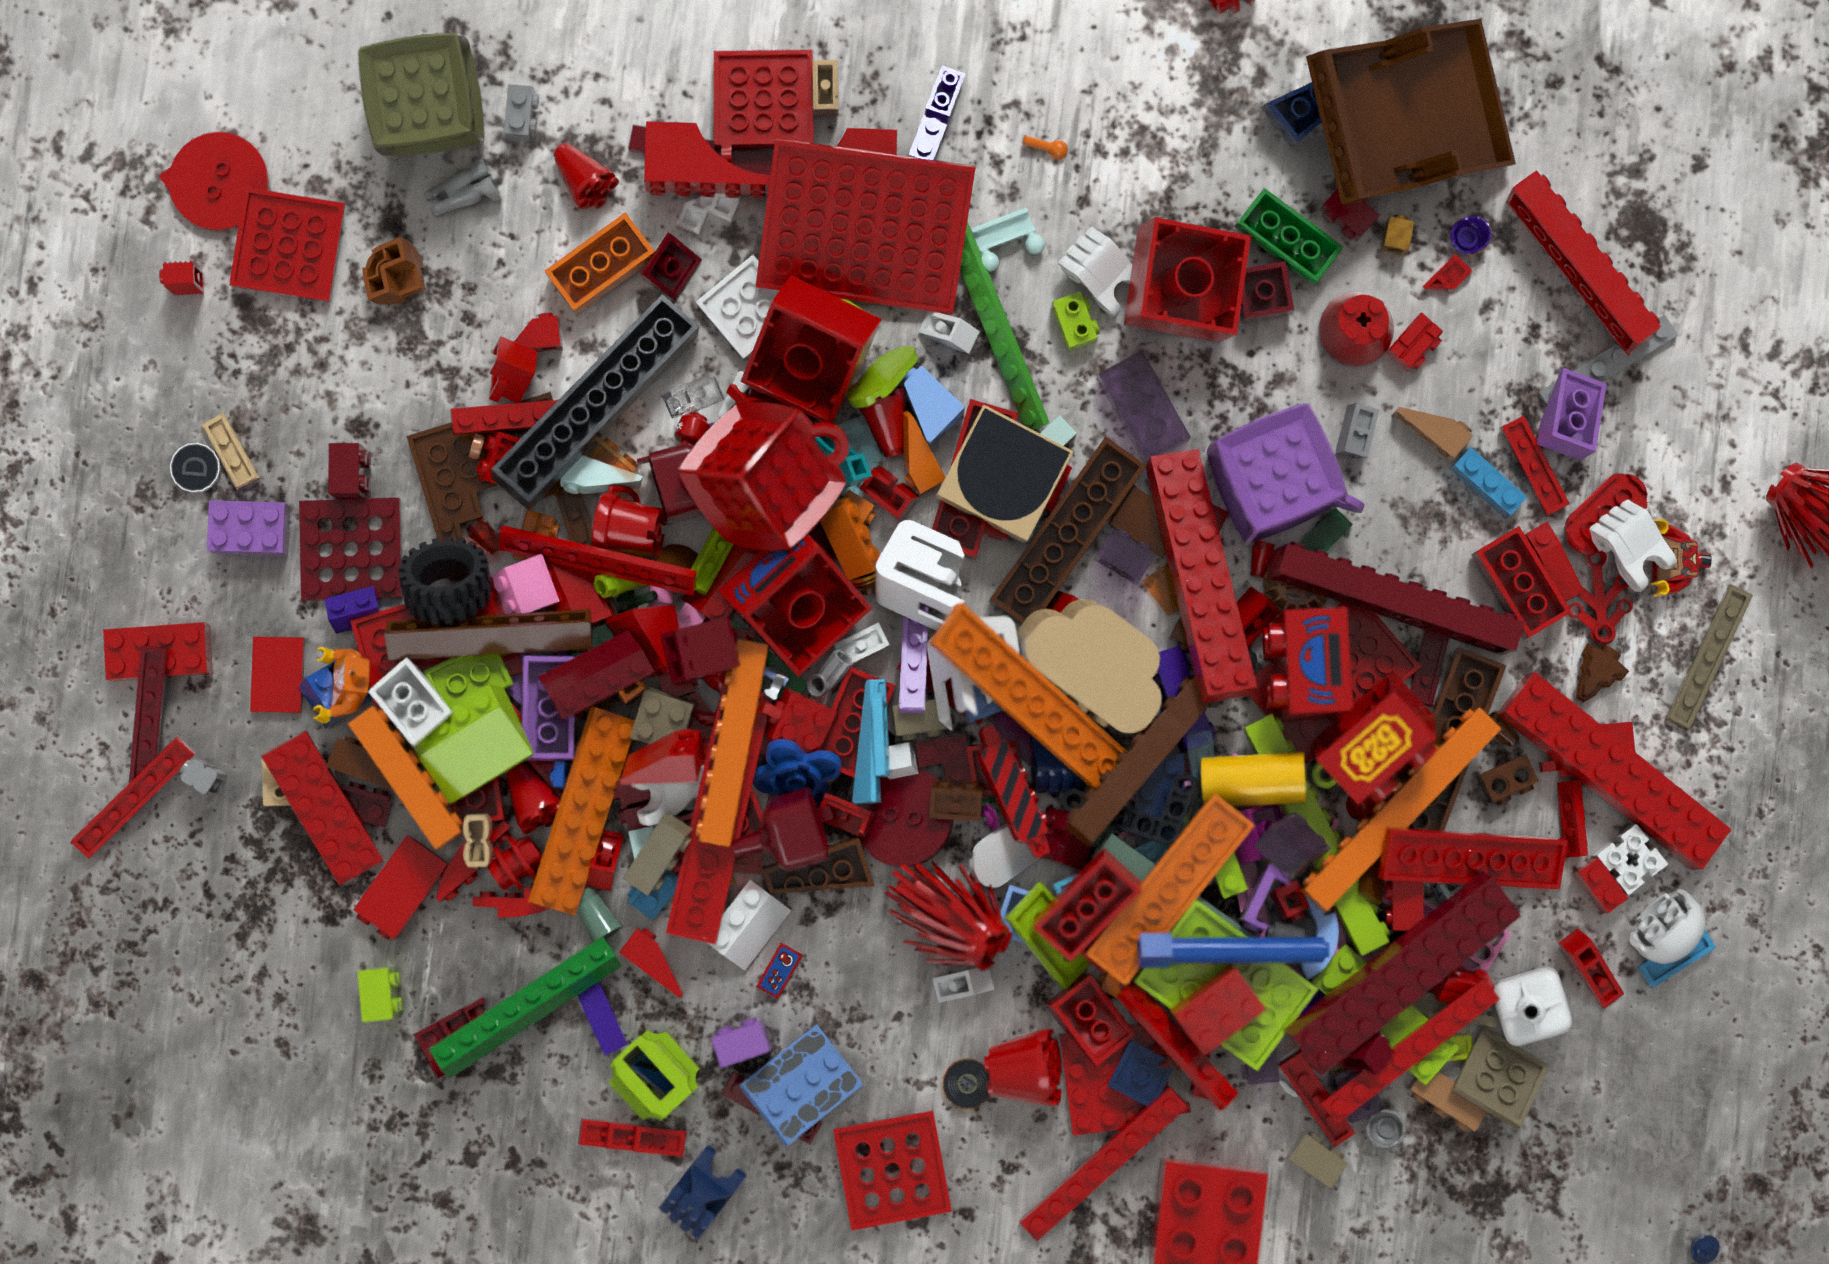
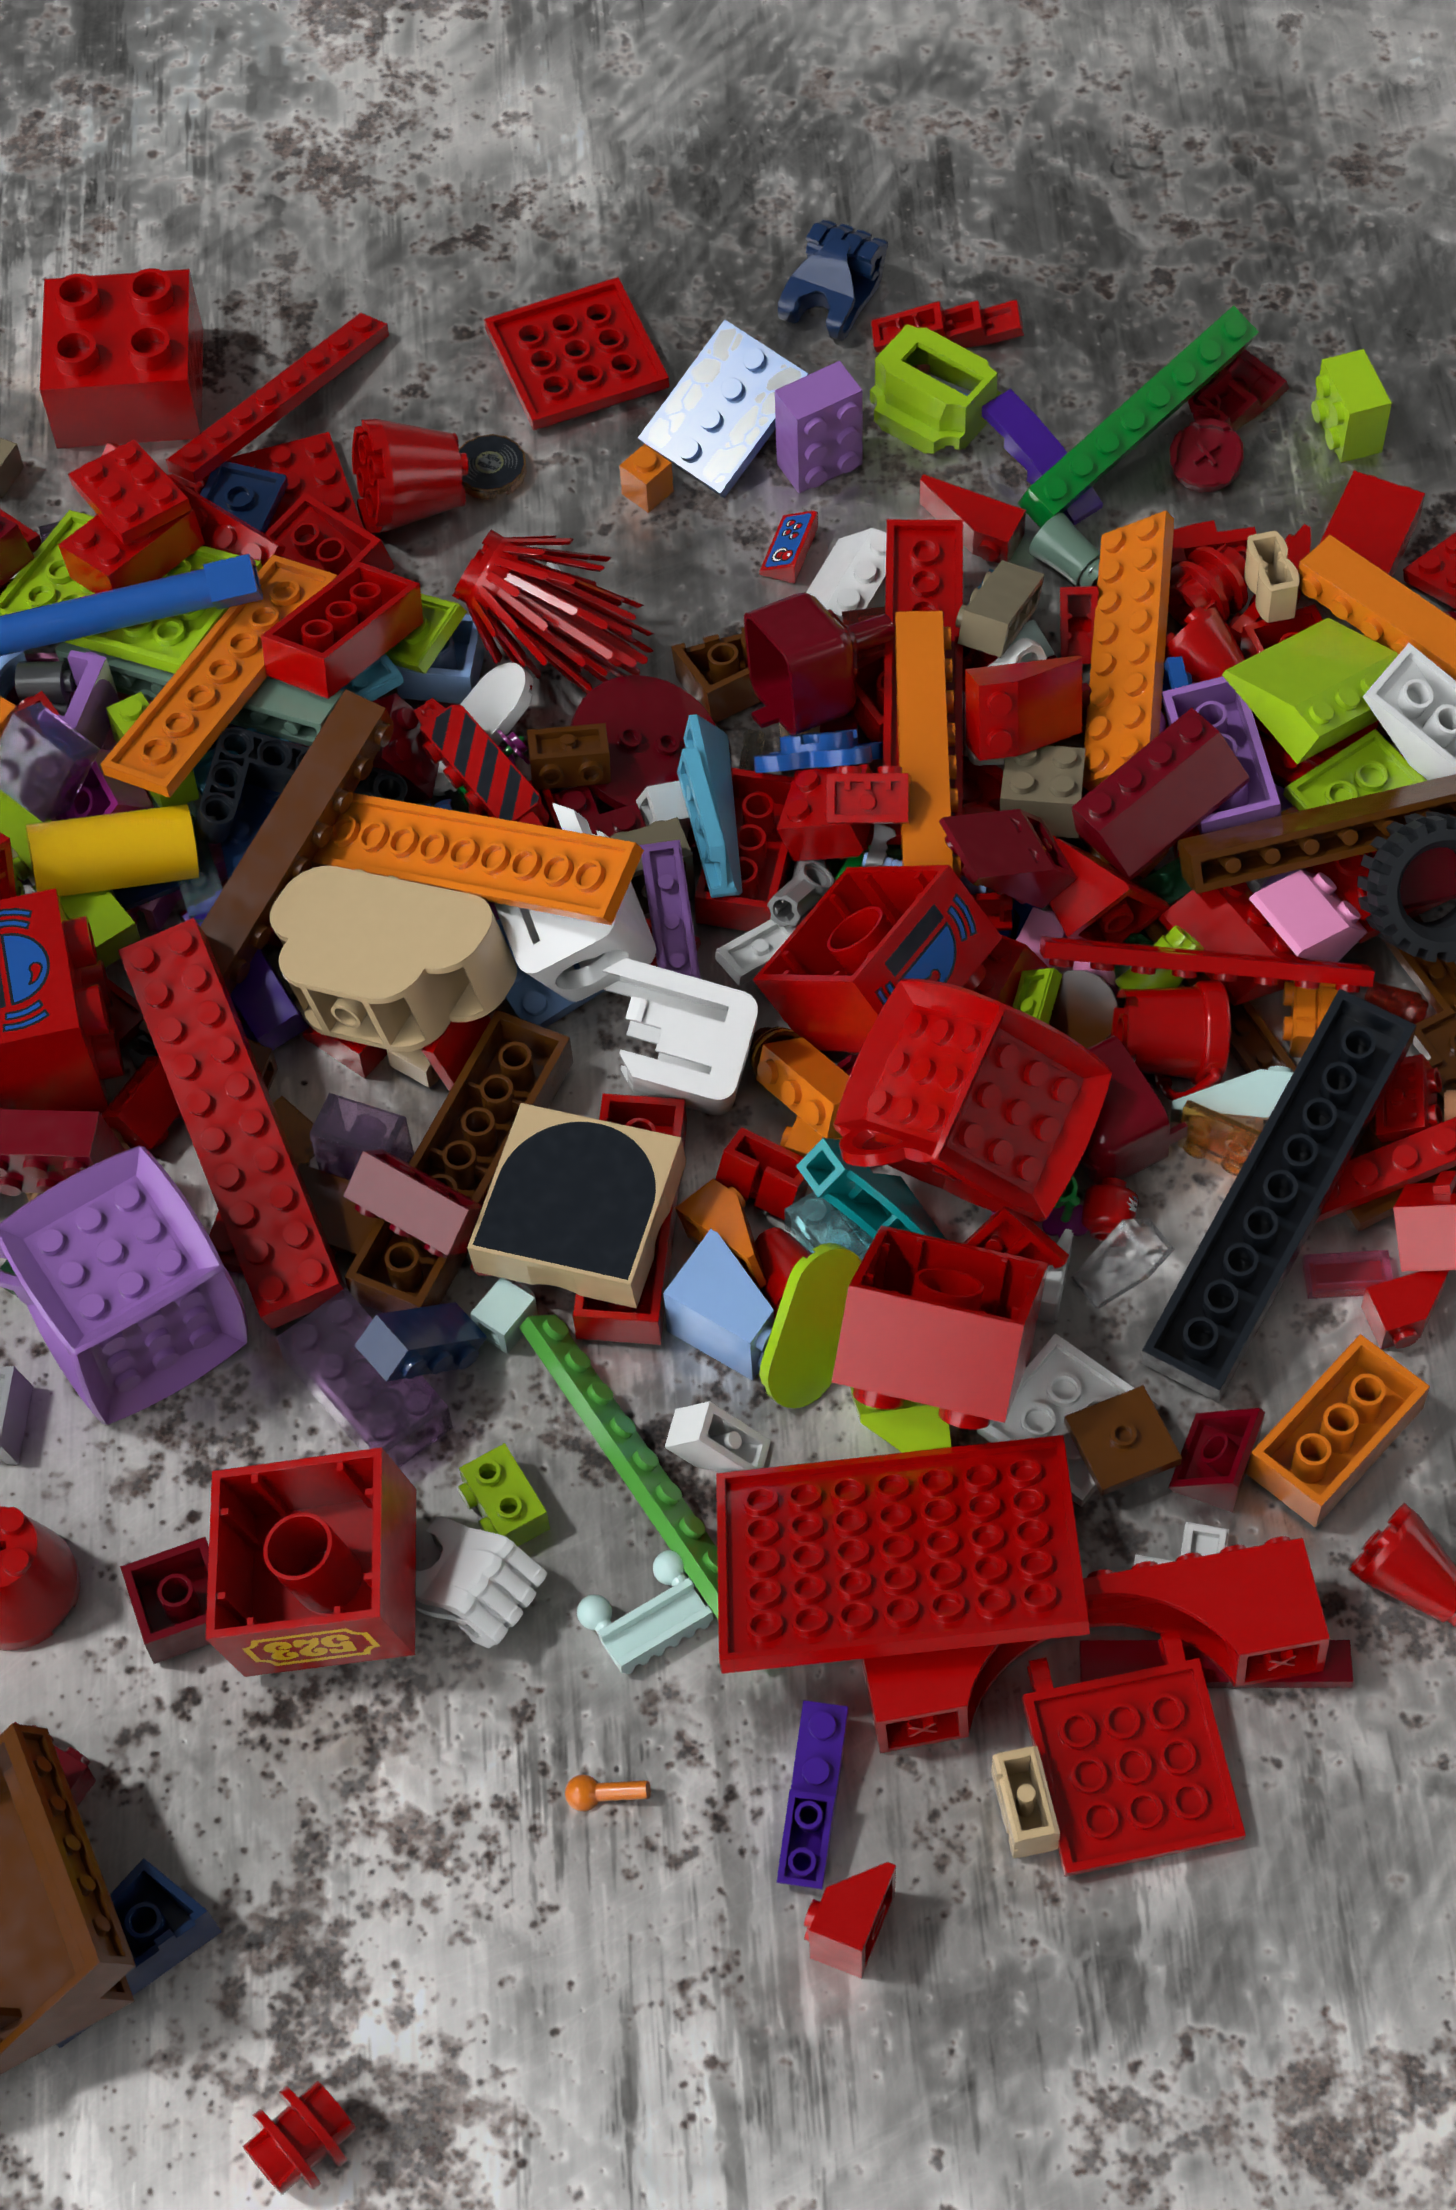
camera: 175 degrees right, 25 degrees down
(485, 983) = (1206, 455): none -> dark red tile
(563, 367) = (1344, 1273): none -> clear pink tile
(722, 281) = (1122, 1440): none -> reddish brown plate
(777, 701) = (868, 797): none -> red bracket
(848, 815) = (744, 737): red hinge -> none
(864, 1042) = (646, 478): none -> orange brick
(931, 41) = (850, 1918): none -> red slope
(1099, 492) = (413, 1203): none -> brick
(1107, 412) = (421, 1341): none -> dark blue brick
(1215, 1036) = (129, 492): none -> red plate
(1289, 236) = (147, 1700): green brick -> none

